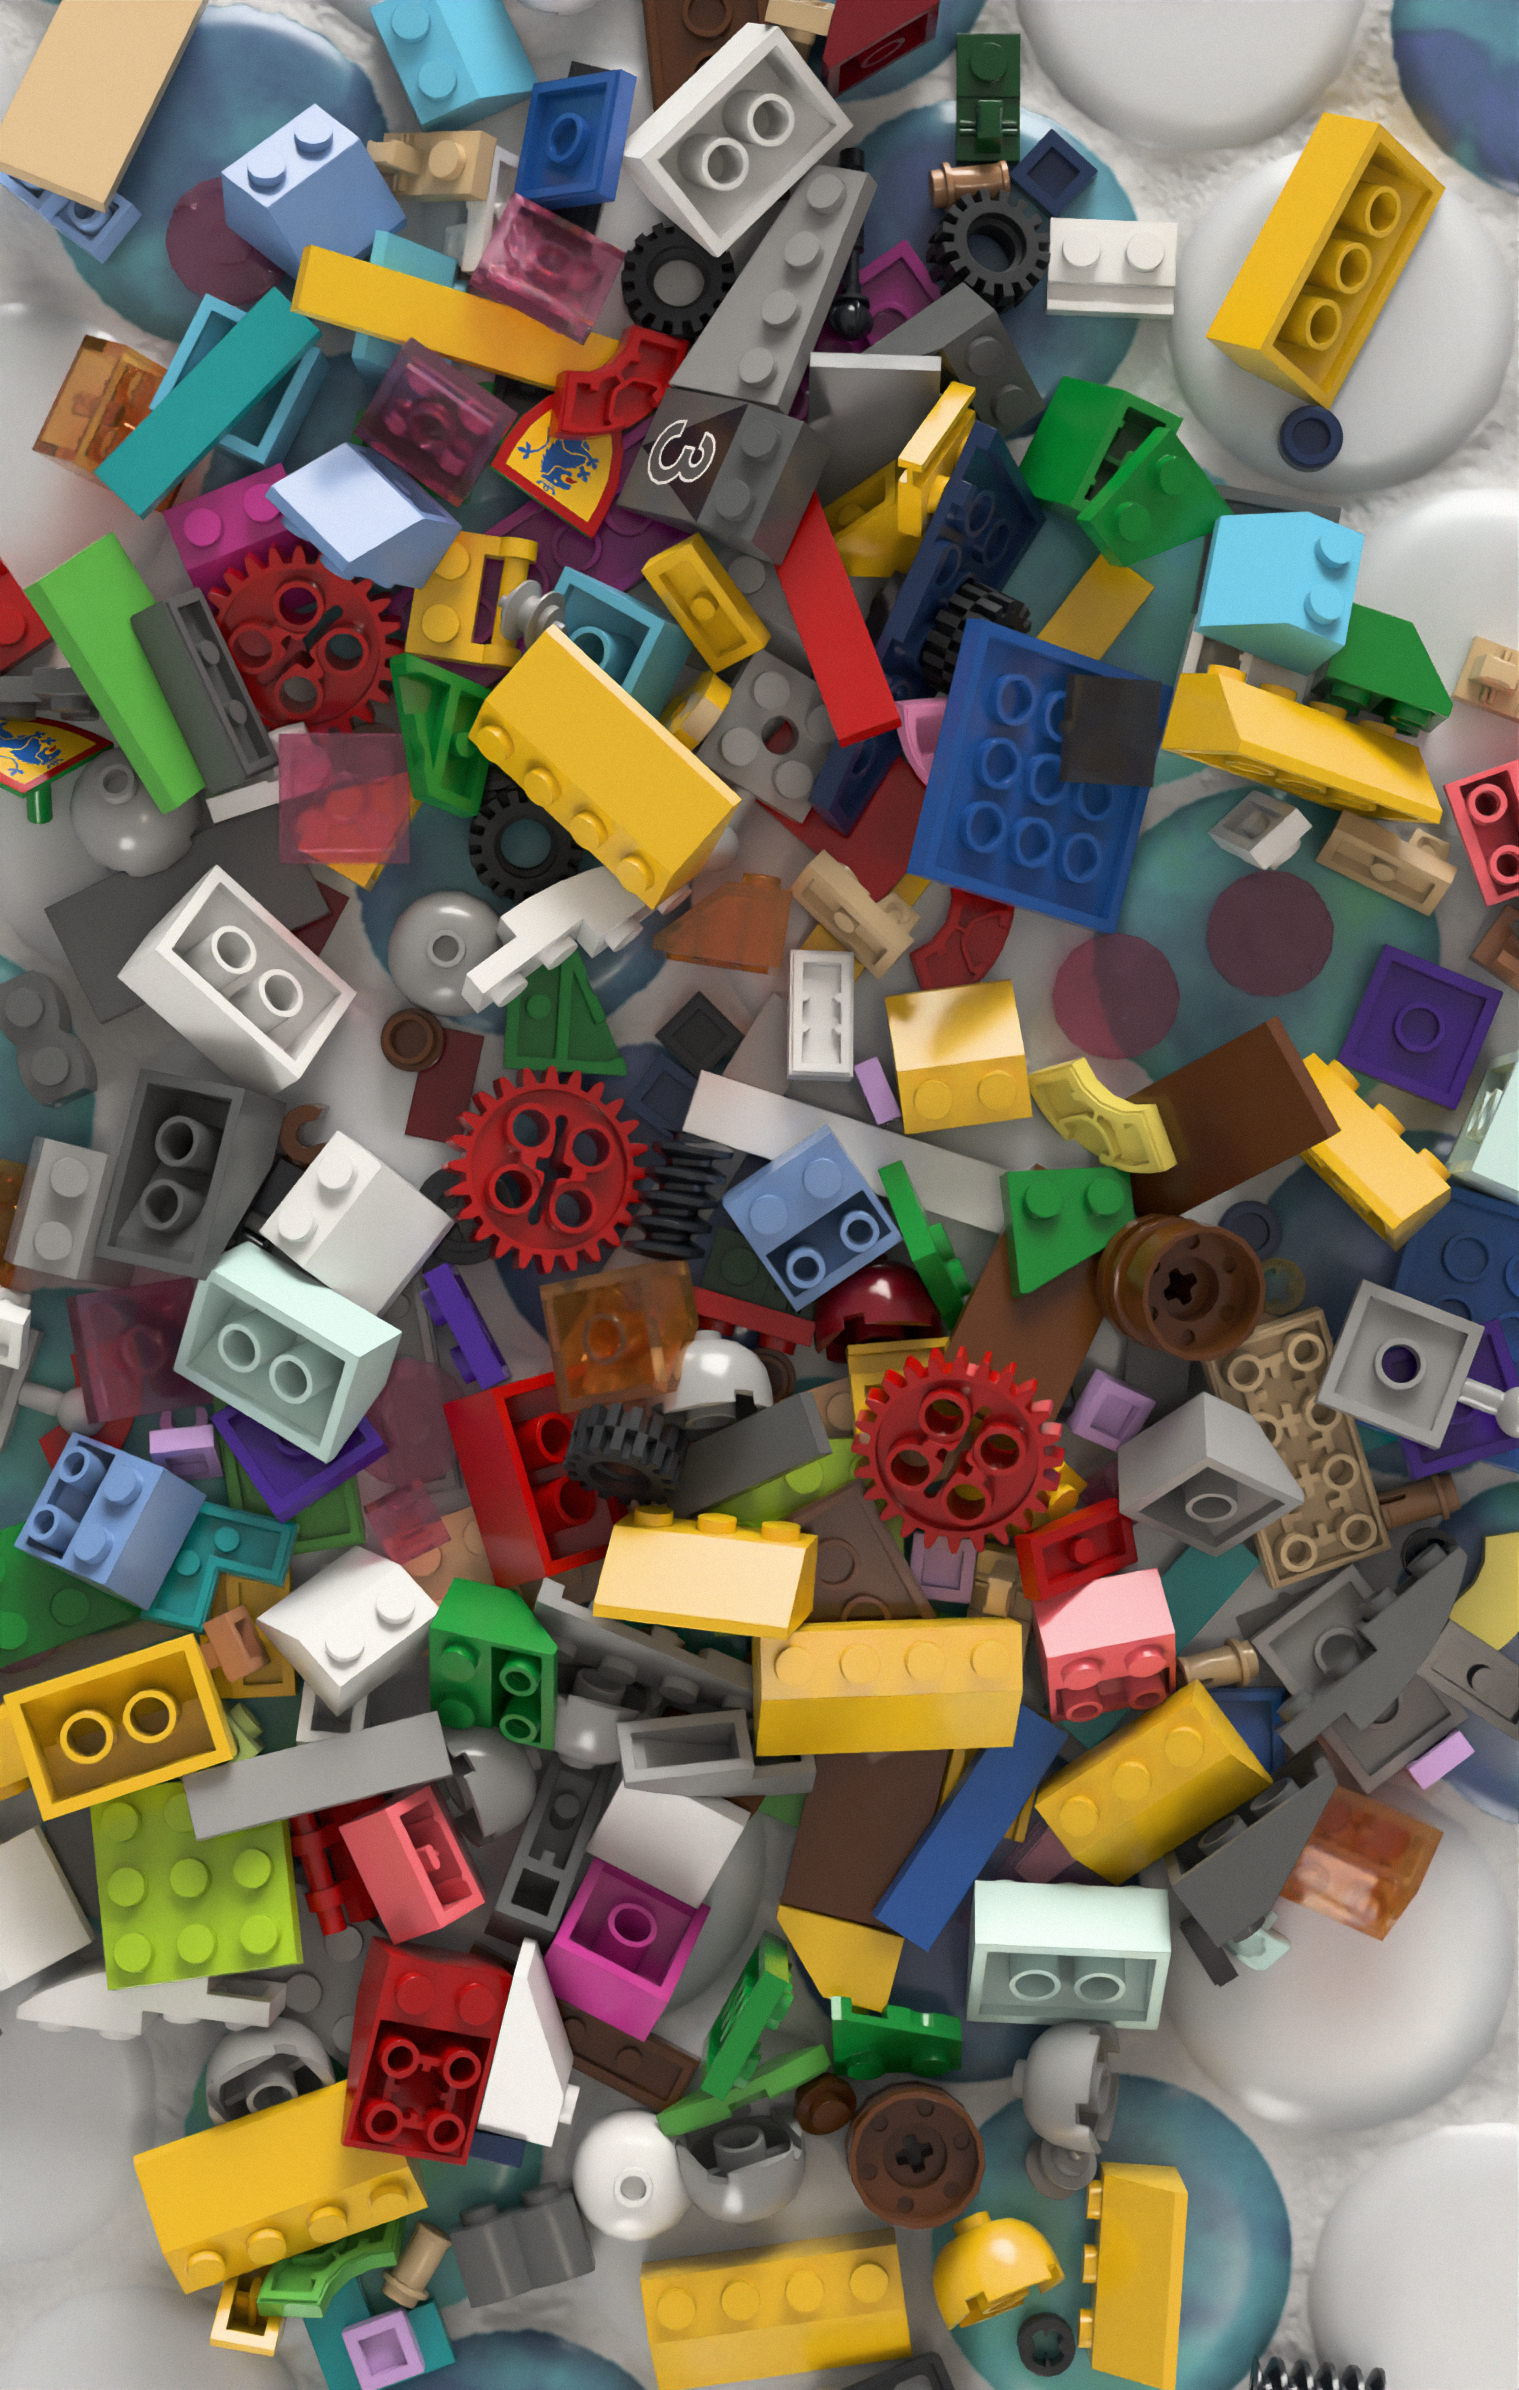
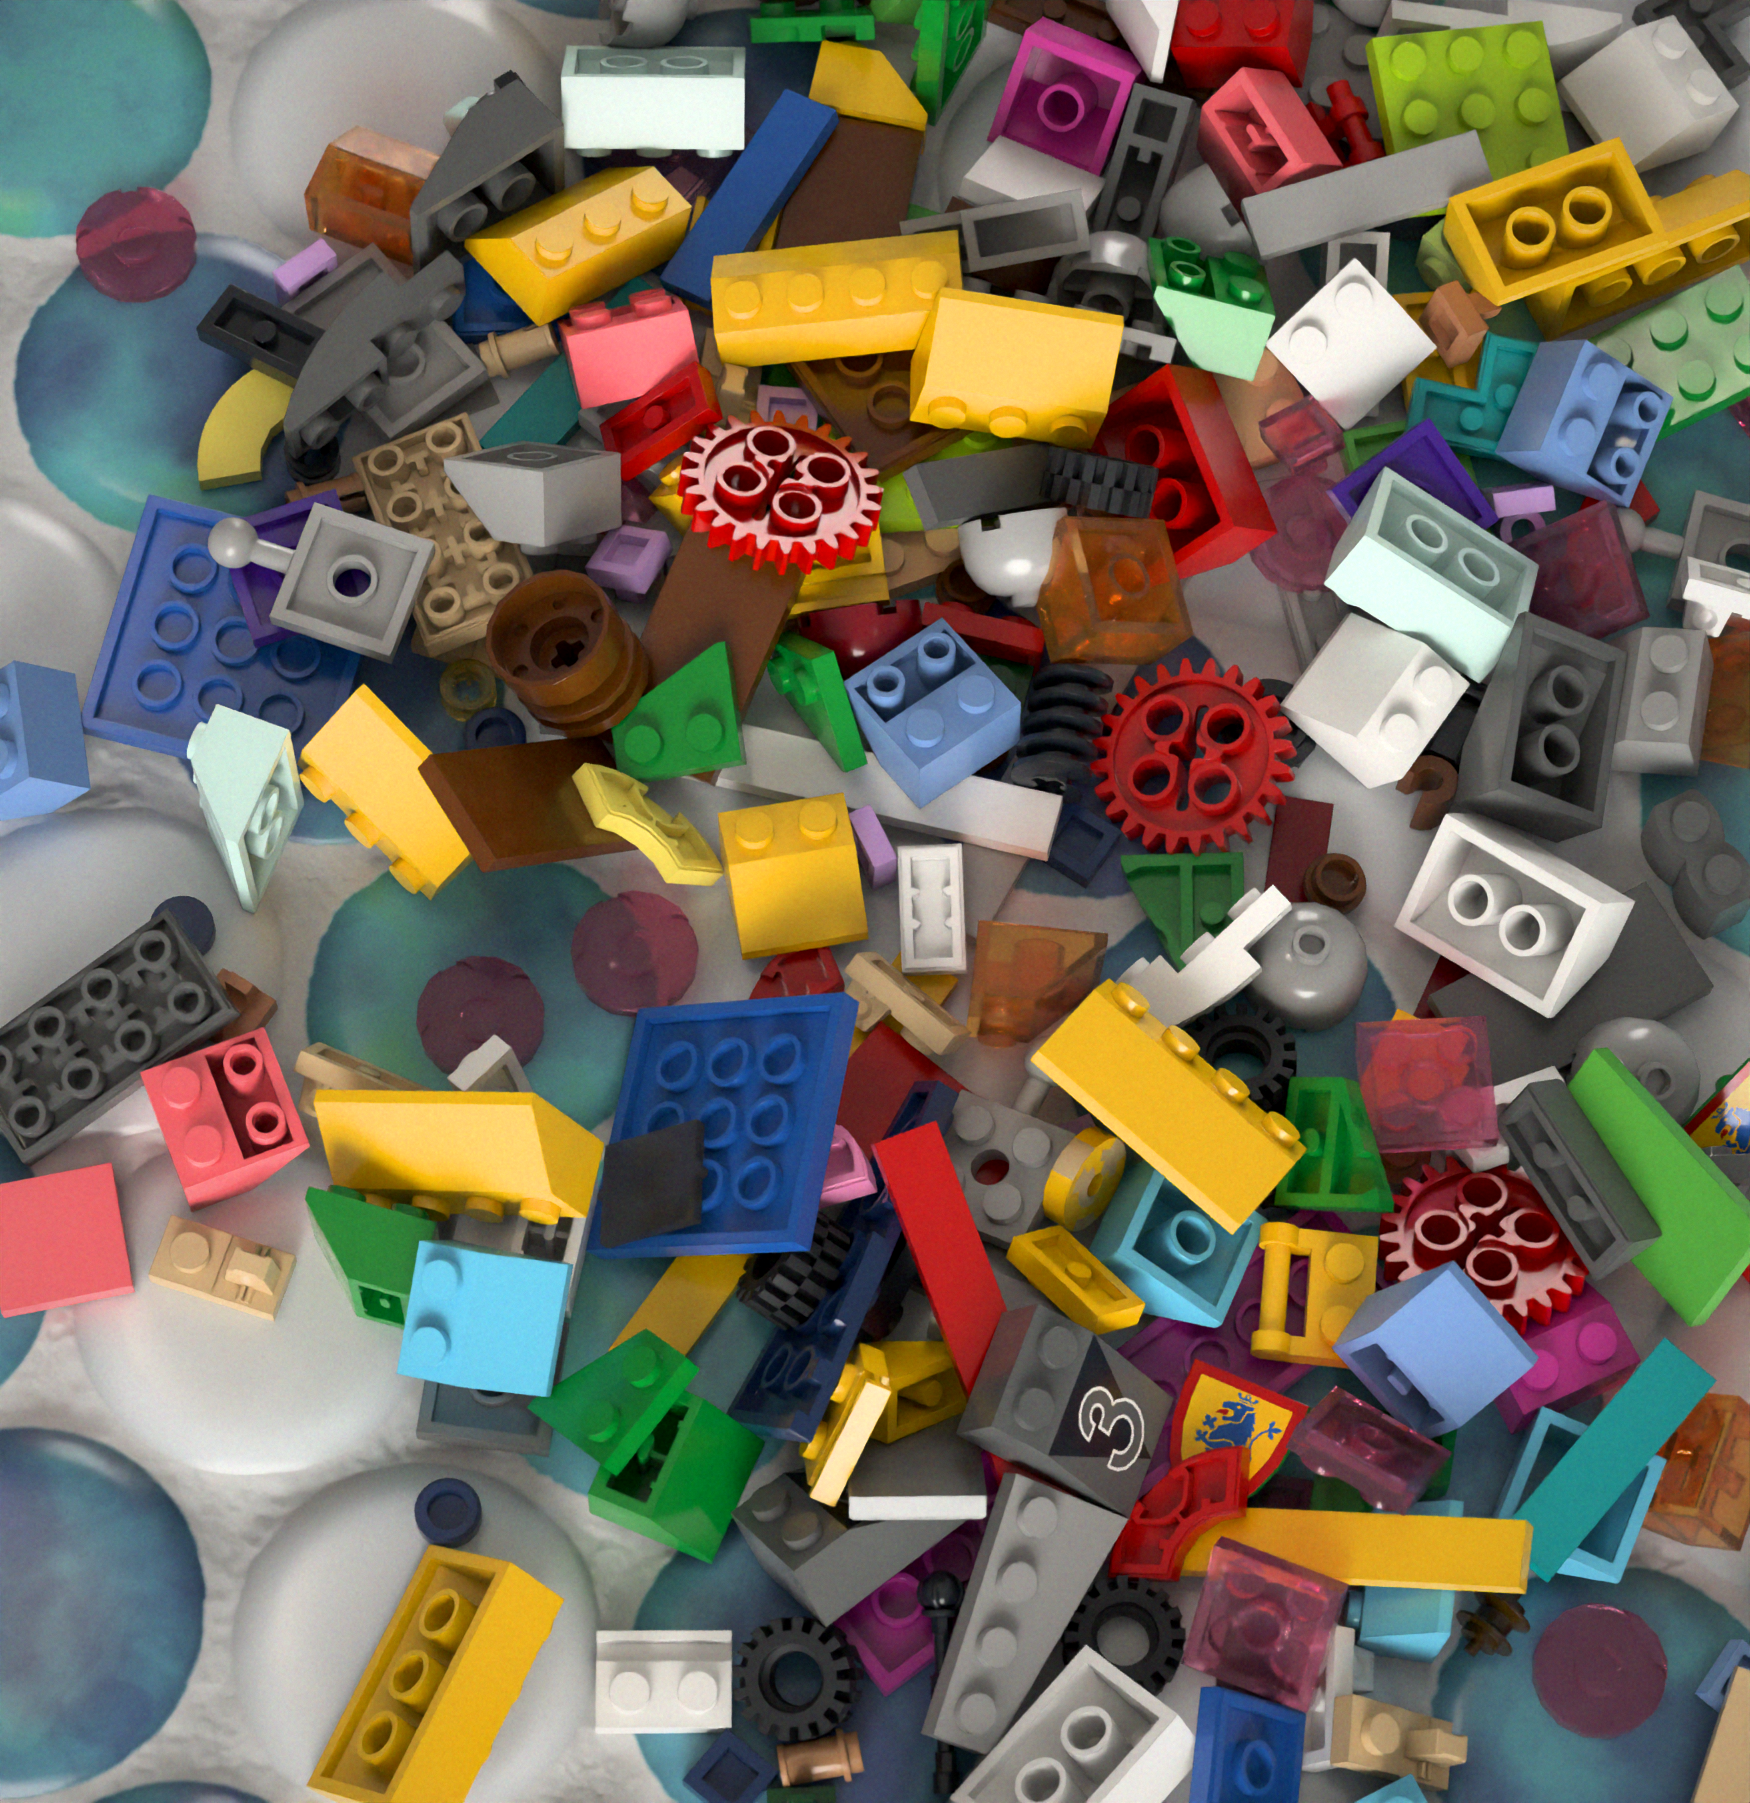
camera: 170 degrees right, 20 degrees down
(309, 189) = (1517, 1689): medium blue slope -> none
(452, 1303) = (1258, 607): dark purple plate -> none
(530, 614) = (1250, 1263): light grey wheel -> none
(699, 1035) = (1049, 898): black tile -> none
(1419, 1027) = (329, 930): dark purple plate -> none

